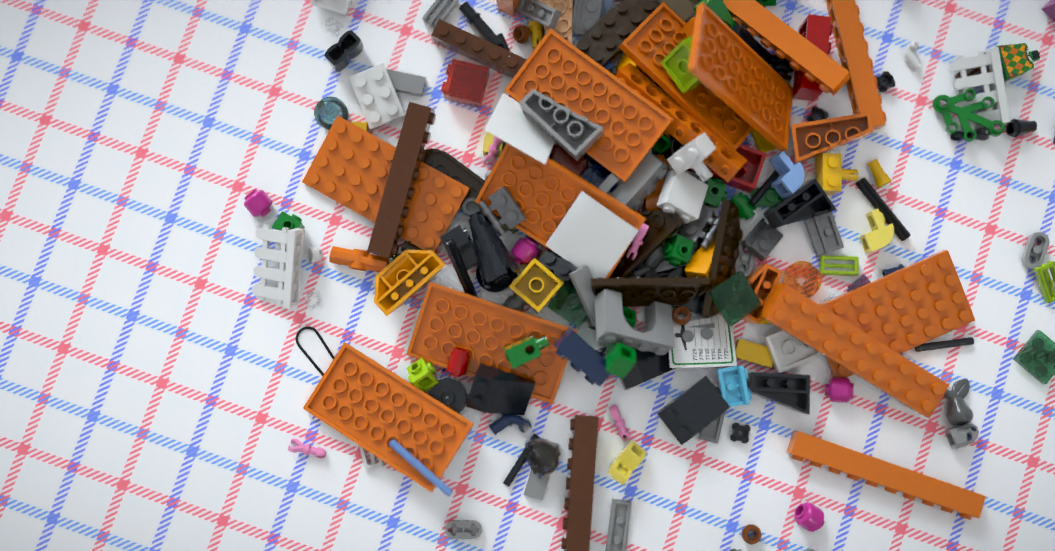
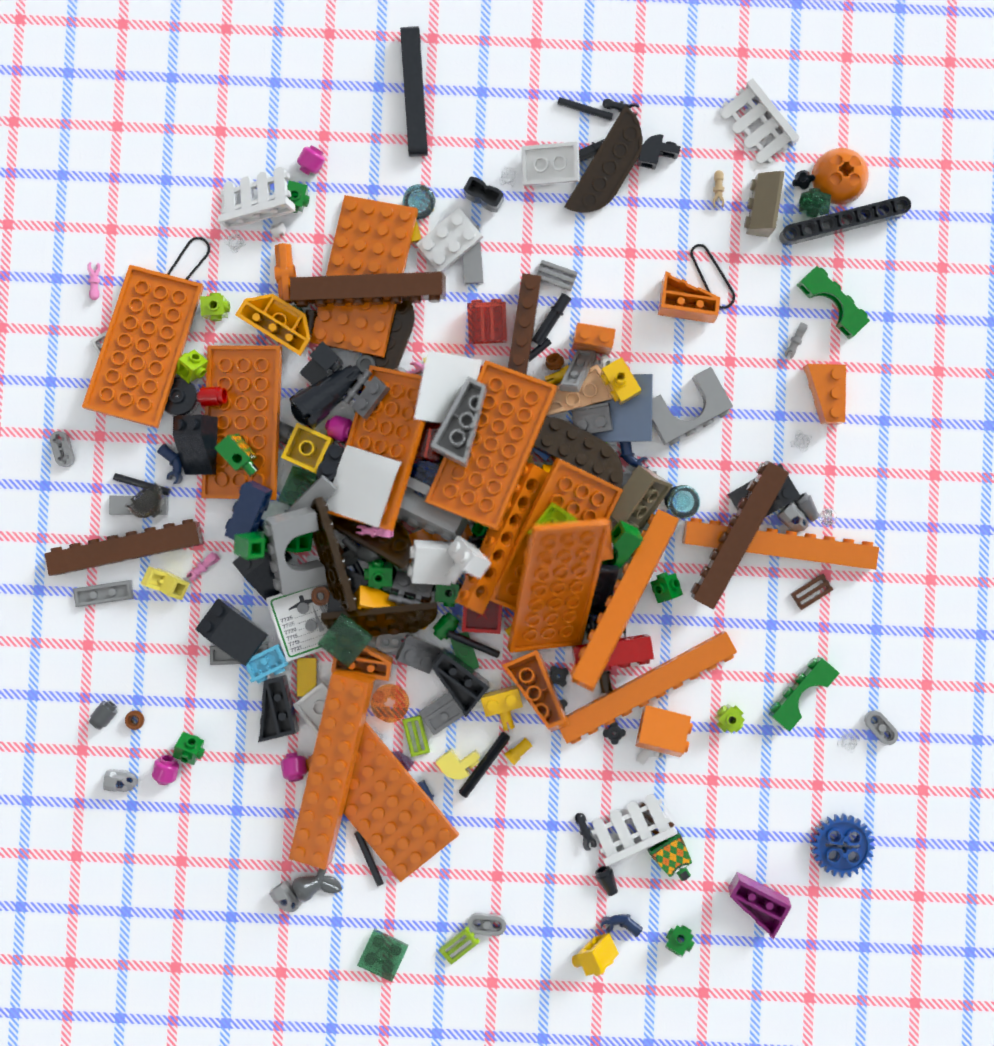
camera: 80 degrees right, 5 degrees up
(224, 88) = (414, 91): none -> black beam
(364, 333) = (214, 307): none -> lime brick
(421, 468) = (101, 390): medium blue bar -> none
(459, 267) = (299, 370): black axle -> none
(735, 433) = (222, 688): black plate -> none
(790, 174) = (486, 664): light blue brick -> none
(795, 486) = (189, 748): none -> green brick
(886, 474) = (225, 832): orange brick -> none
(896, 34) = (664, 731): none -> orange brick
(965, 114) = (602, 820): green plant -> none

